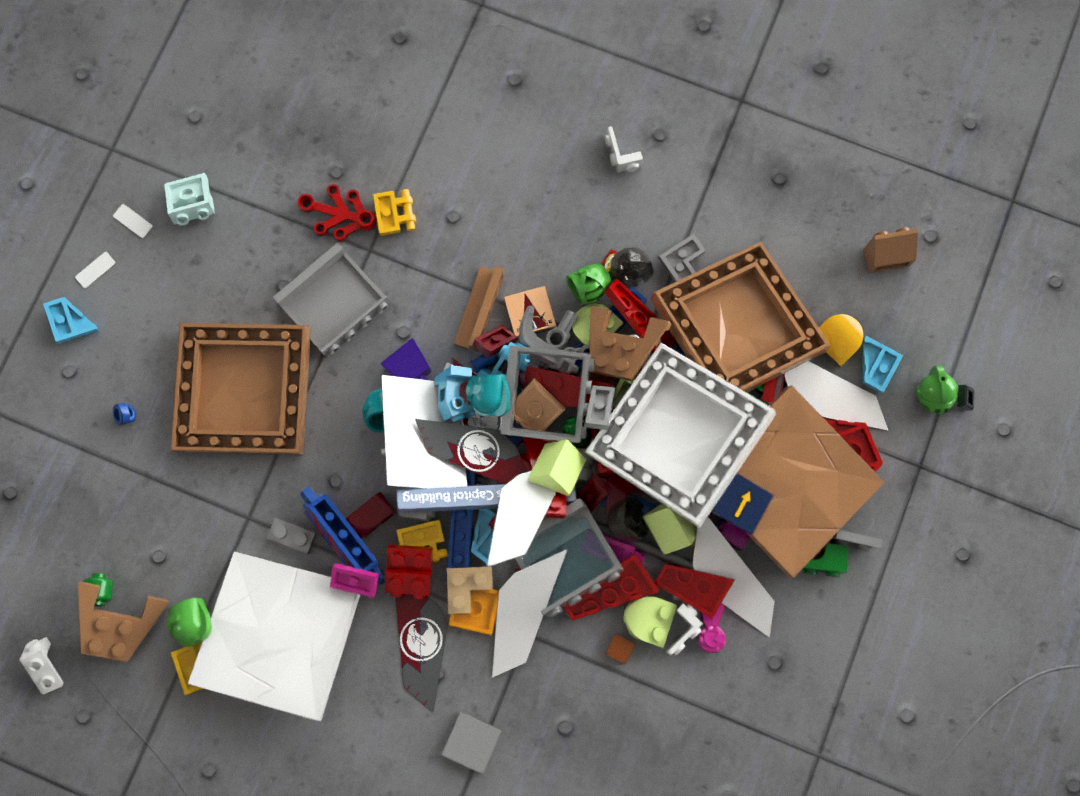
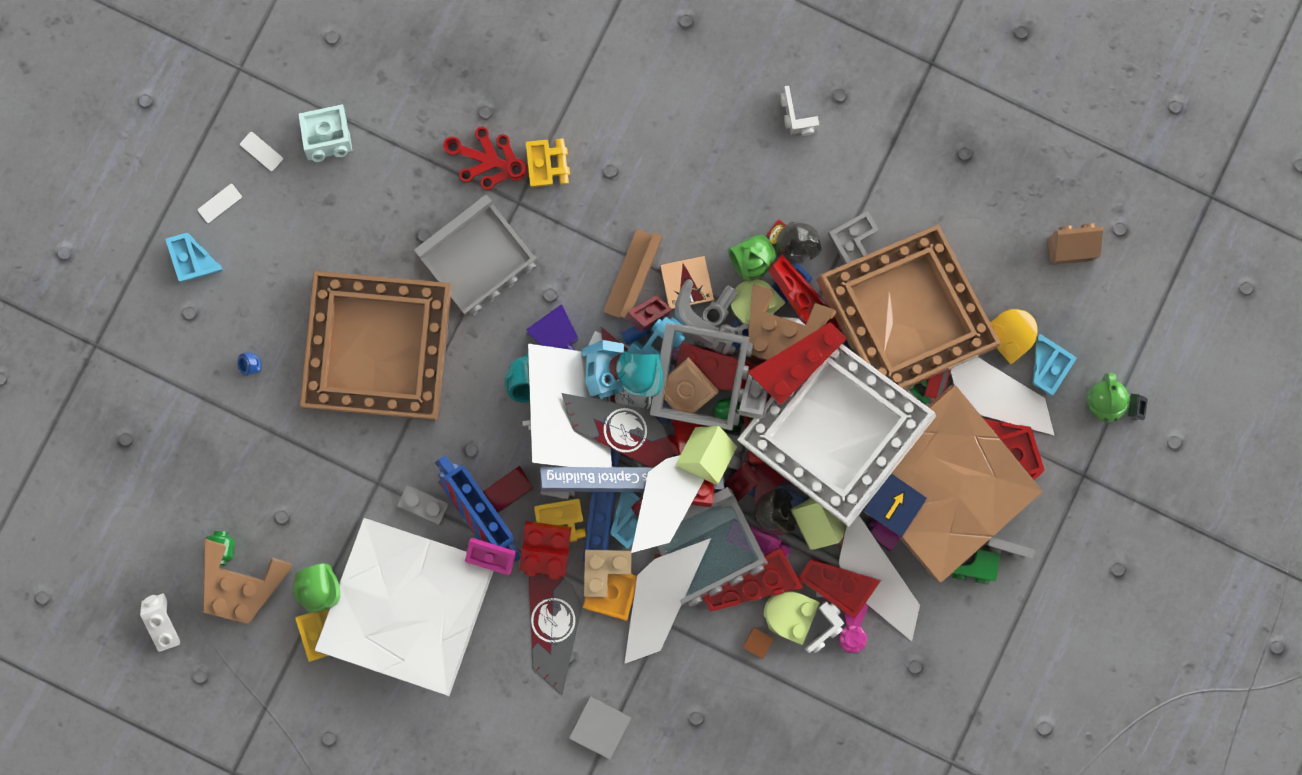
camera: 10 degrees left, 5 degrees up
(633, 377) = (792, 366): none -> red wing

